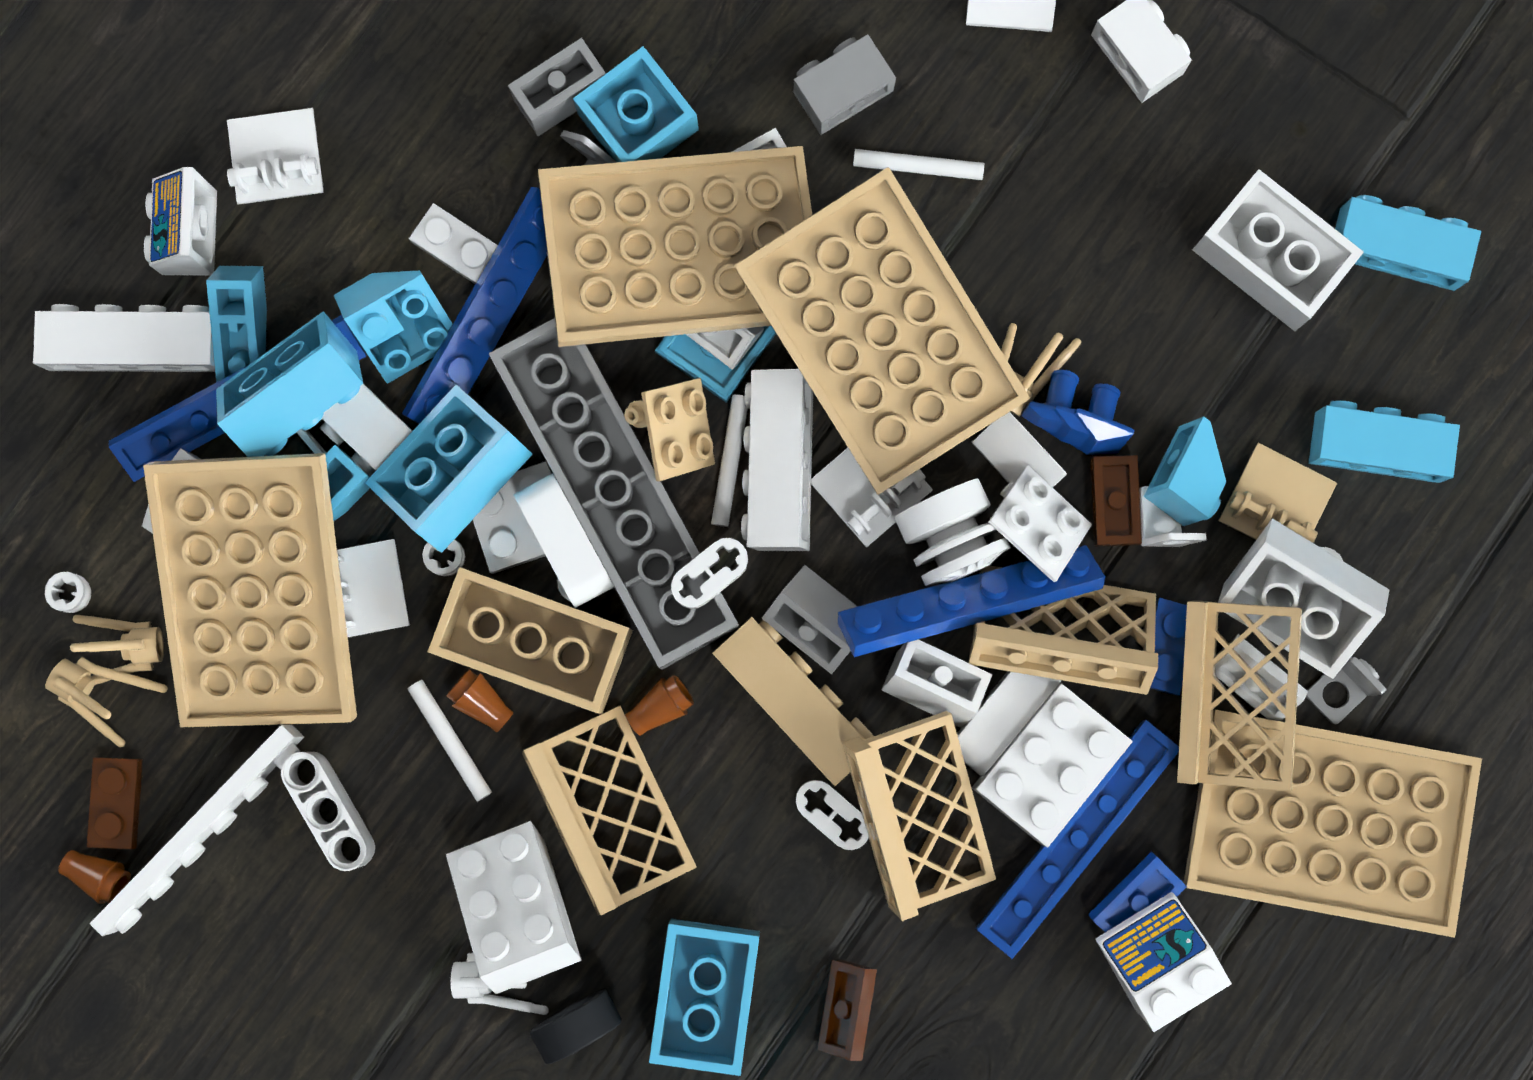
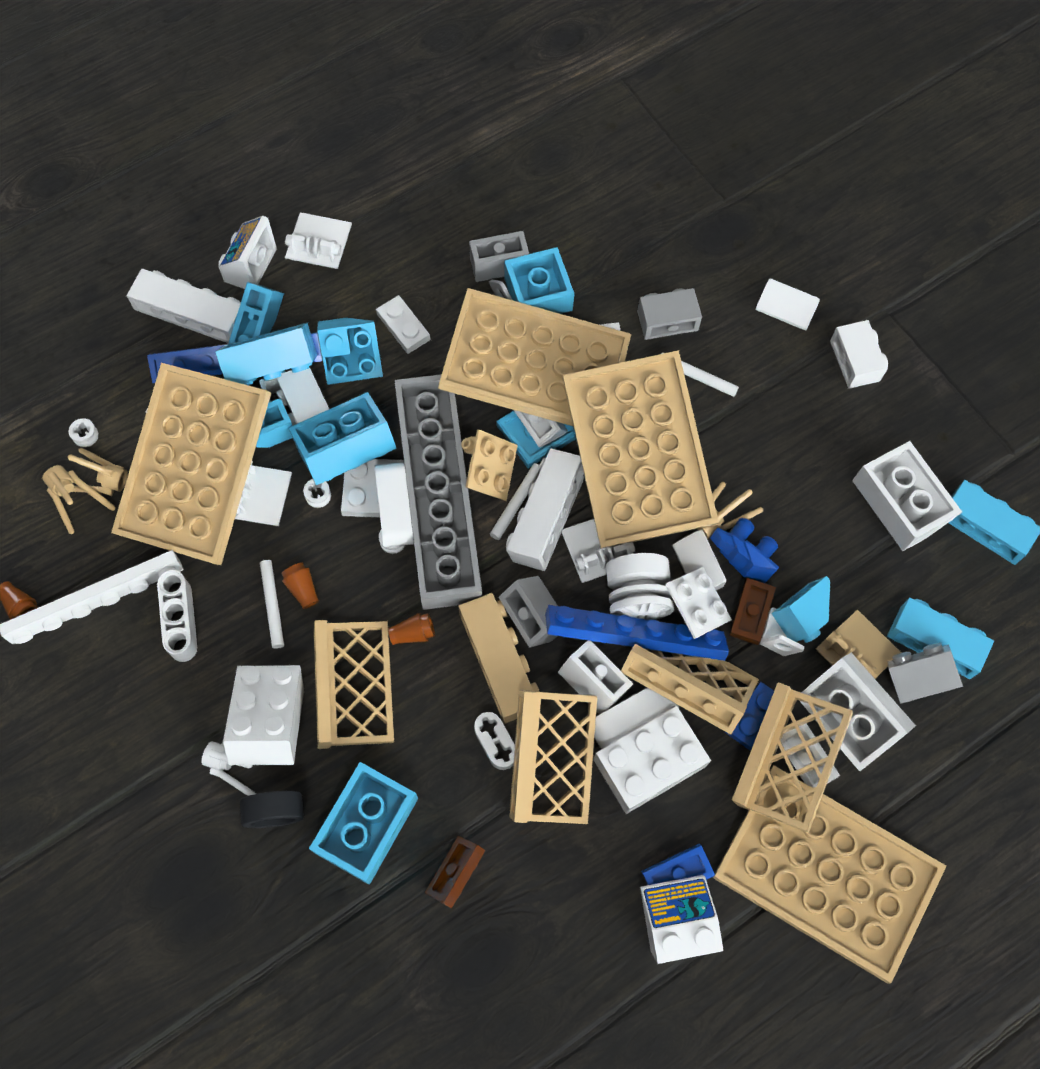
camera: 15 degrees right, 15 degrees down
(114, 803) = (49, 564): reddish brown plate -> none
(485, 310) = (404, 362): blue plate -> none
(530, 640) = (348, 558): tan brick -> none
(702, 564) = (474, 545): white beam -> none
(1058, 866) = (651, 817): blue plate -> none
(1358, 679) = (876, 781): light grey bracket -> none
(1378, 508) = (924, 672): none -> light grey brick

